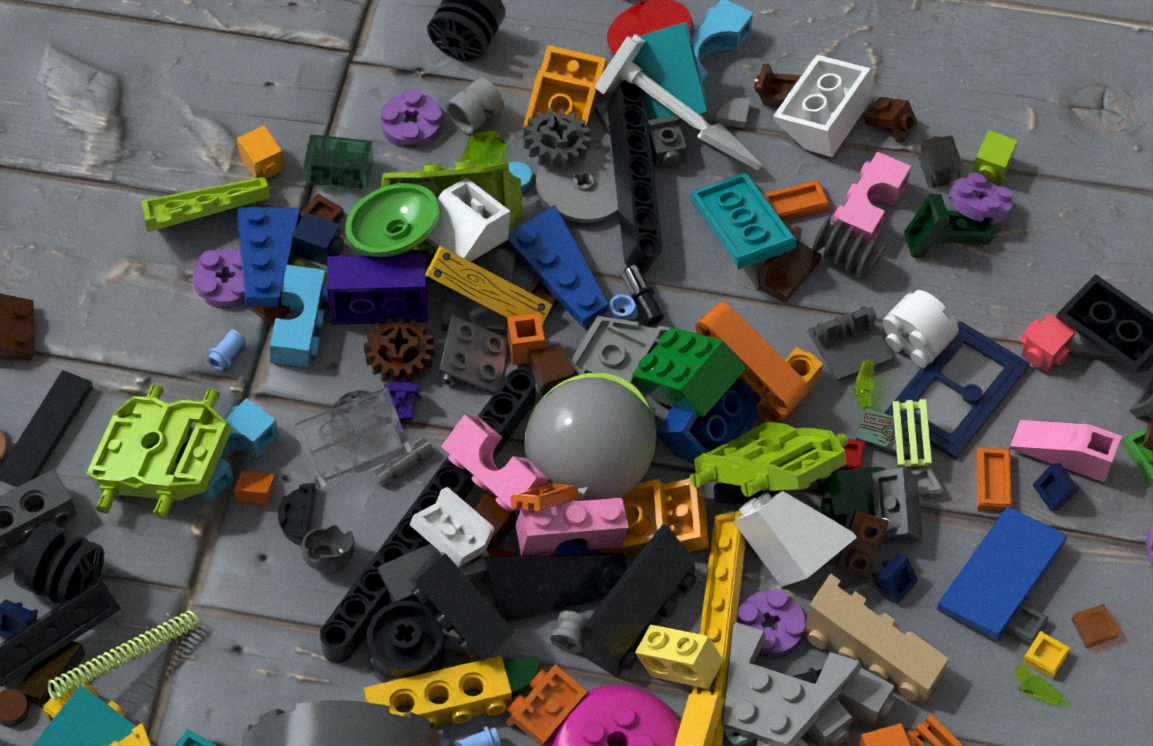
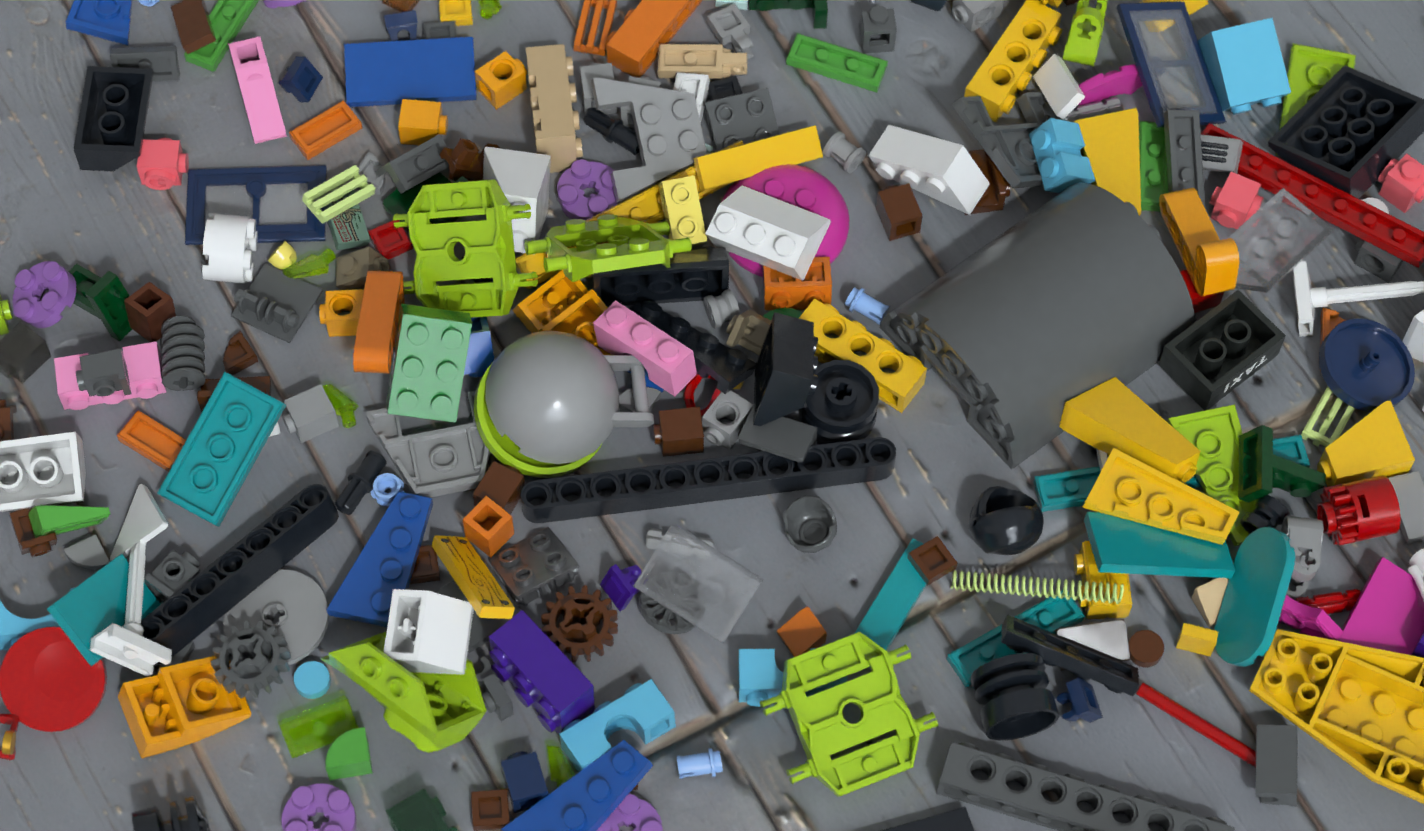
camera: 130 degrees left, 5 degrees up
(124, 584) = (1047, 614): none -> teal tile
(194, 677) = (1005, 521): none -> black piece
(218, 566) = (893, 601): none -> teal tile
(219, 608) = (932, 560): none -> reddish brown tile
(296, 512) = (795, 585): black tile -> none
(392, 220) = (475, 655): bright green dish -> none
(434, 150) = (349, 755): none -> bright green brick
(454, 528) = (724, 425): white bracket -> none
(472, 108) = (264, 765): light grey wheel -> none
(472, 448) = (648, 410): bright pink arch -> none
(529, 638) = (748, 331): none -> dark tan bracket
(544, 496) = (668, 359): orange tile -> none
(598, 692) = (768, 231): none -> white slope
(669, 512) = (629, 246): none -> lime piece
(731, 290) = (310, 414): none -> light grey brick
(769, 96) = (63, 519): none -> bright green slope
(826, 294) = (238, 355): none -> reddish brown tile
(829, 411) = (353, 267): none -> dark tan bracket
(861, 176) = (103, 373): none -> dark grey brick
(890, 371) = (283, 256): none -> light yellow hinge
(896, 578) = (478, 131): dark blue tile -> none
(903, 248) = (148, 311): none -> copper brick
(938, 617) = (500, 91): none -> light orange brick
(939, 542) = (421, 121): none -> light orange brick
(1060, 596) = (401, 21): none -> dark blue tile

